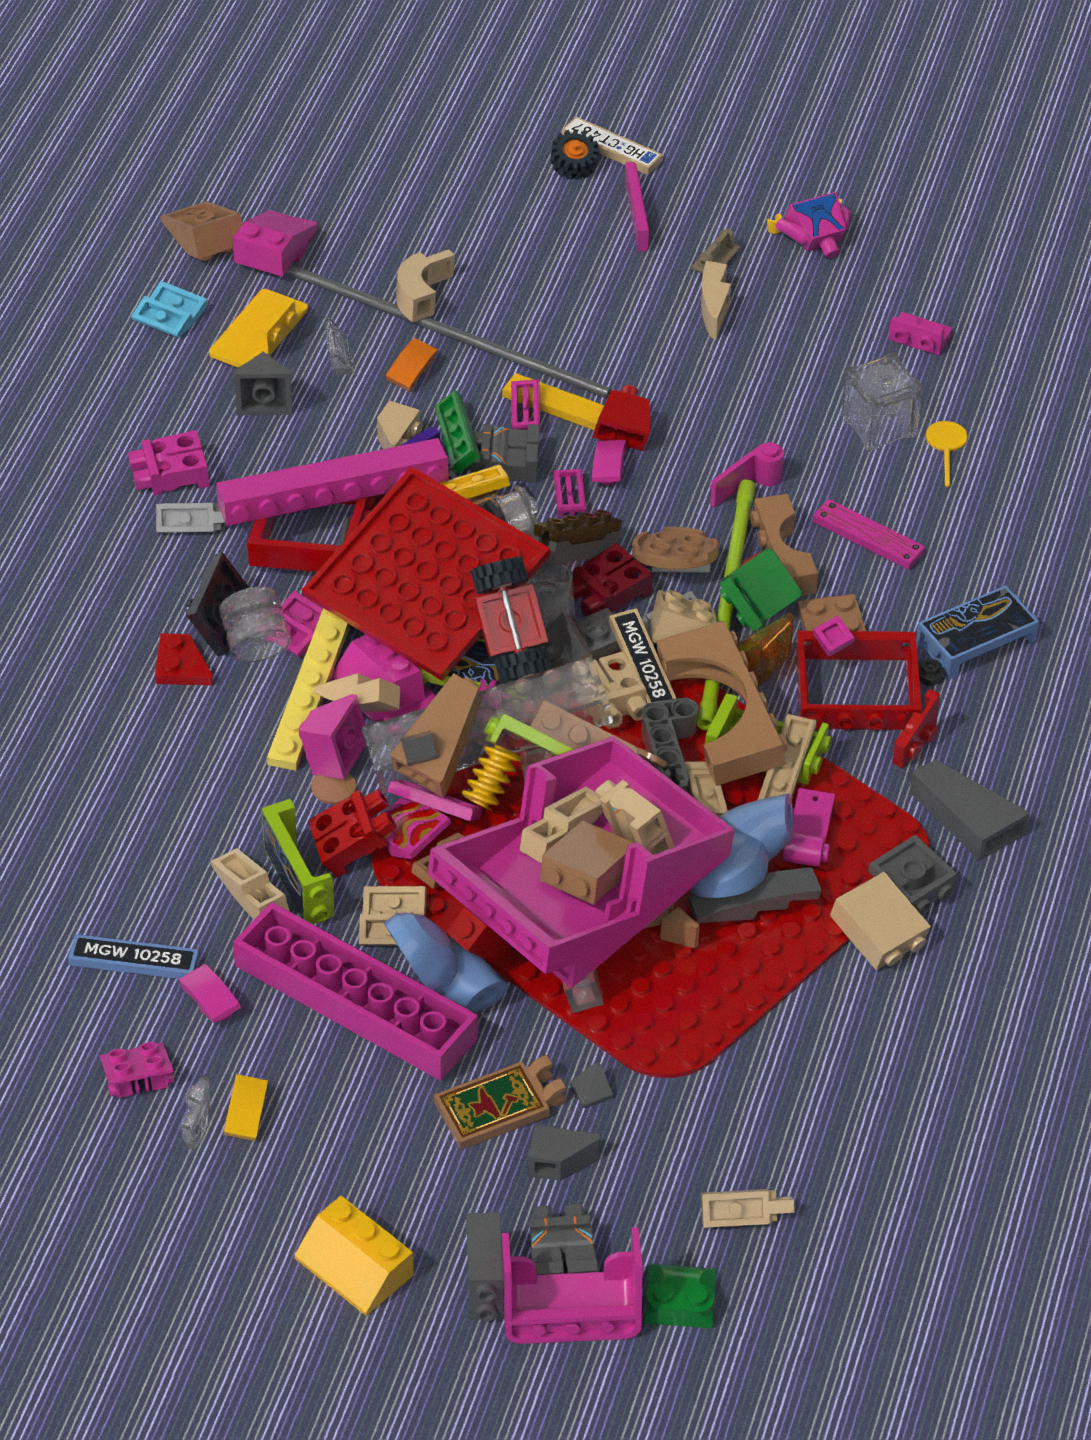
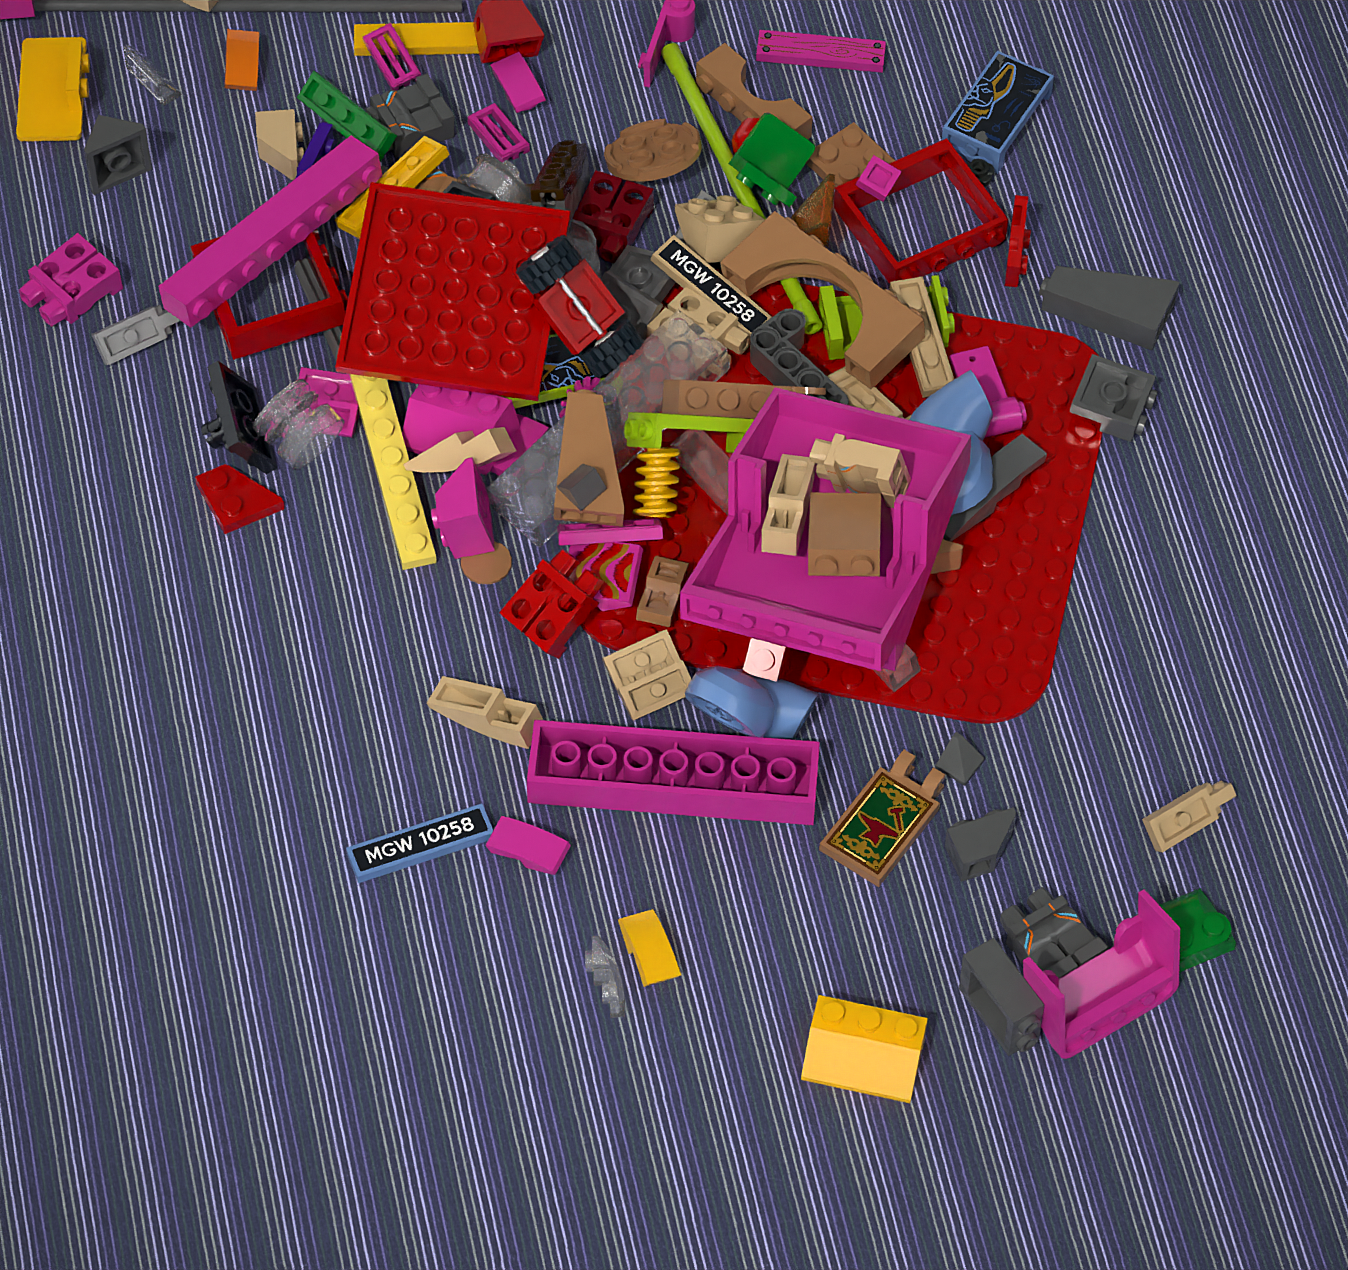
camera: 30 degrees left, 10 degrees up
(137, 1063) = (510, 959): dark pink hinge -> none
(310, 895) = (520, 671): lime panel -> none
(880, 921) = (1117, 459): tan brick -> none

